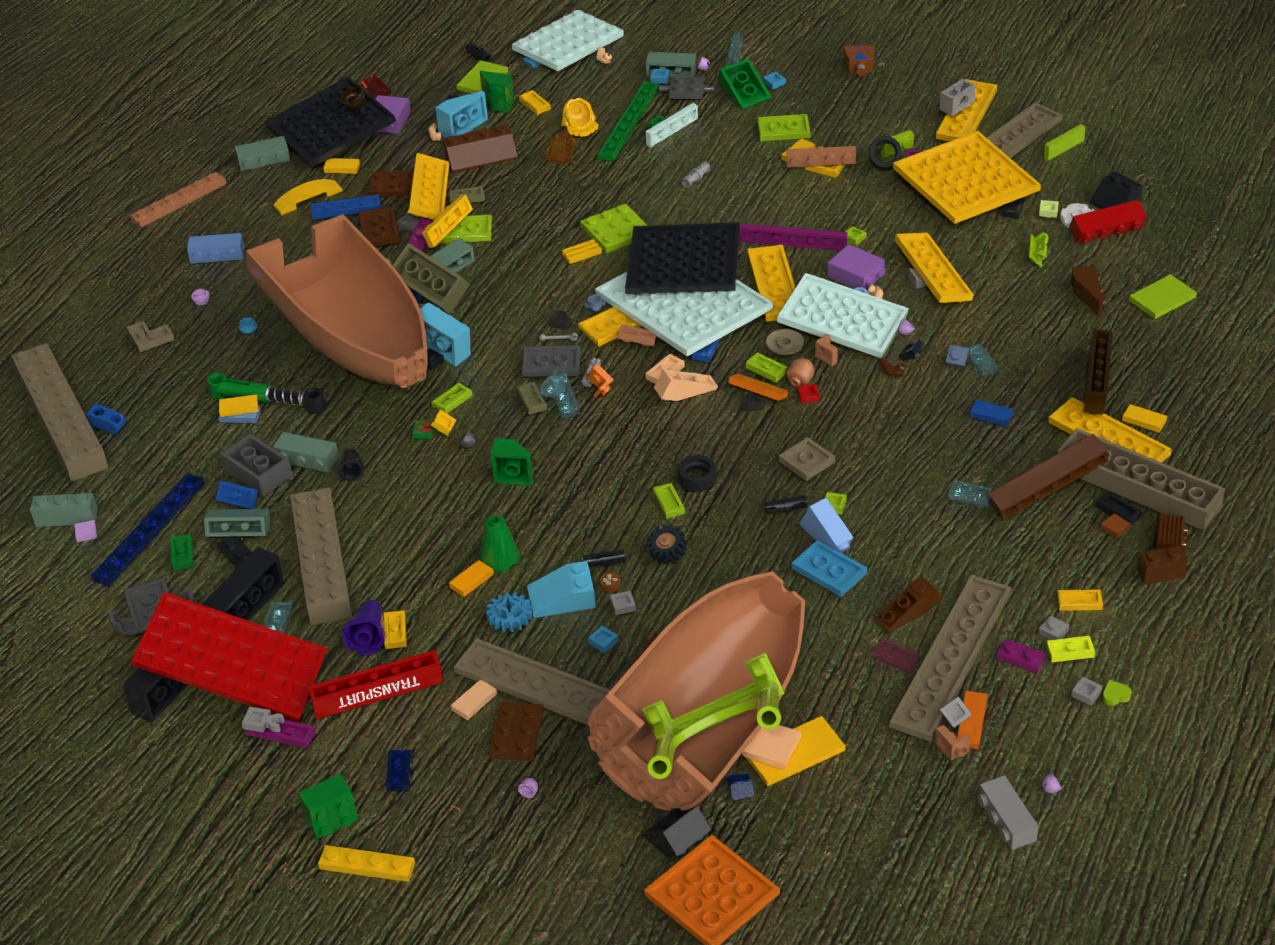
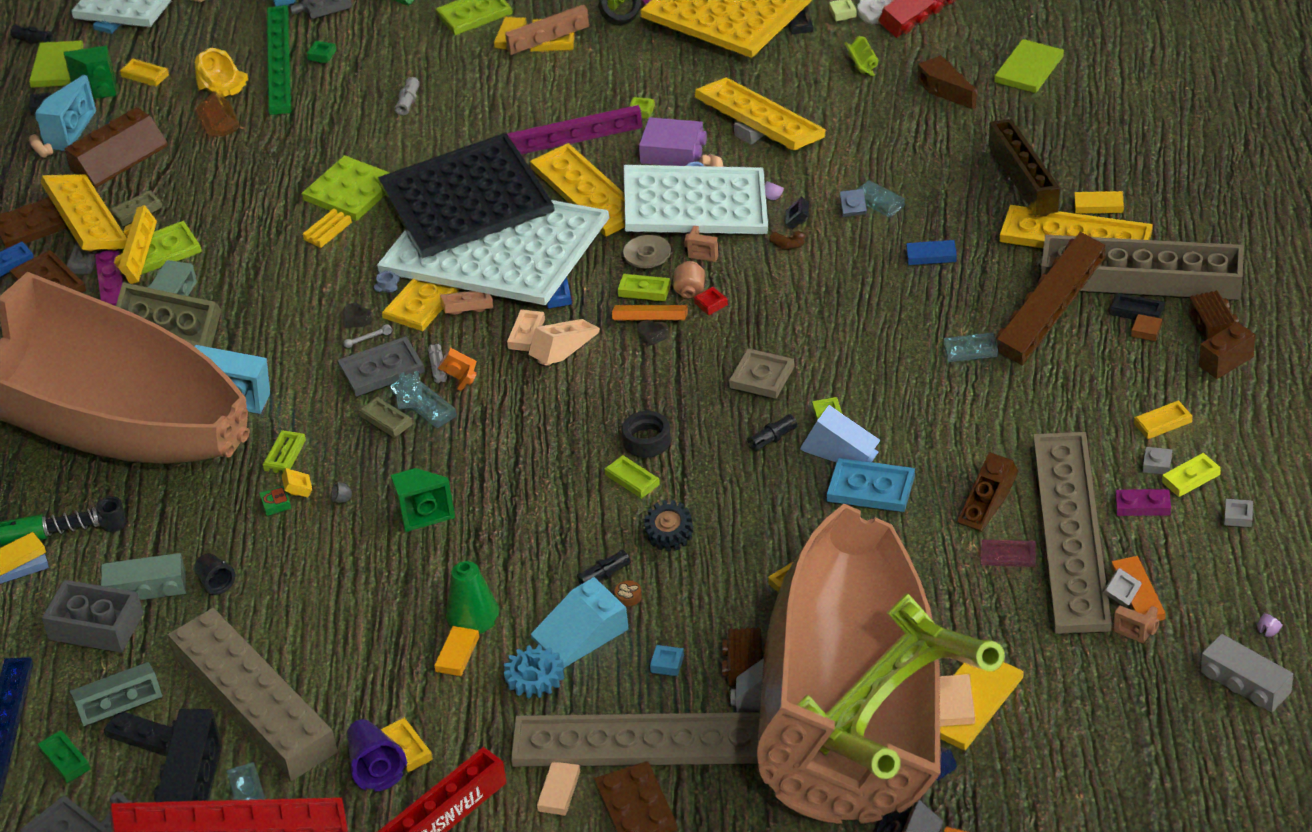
camera: 25 degrees left, 0 degrees up
(237, 494) = (89, 661): blue plate -> none
(623, 602) = (661, 610): light grey plate -> none
(671, 125) = (338, 47): light aqua tile -> none
(1116, 693) = (1268, 503): lime tile -> none

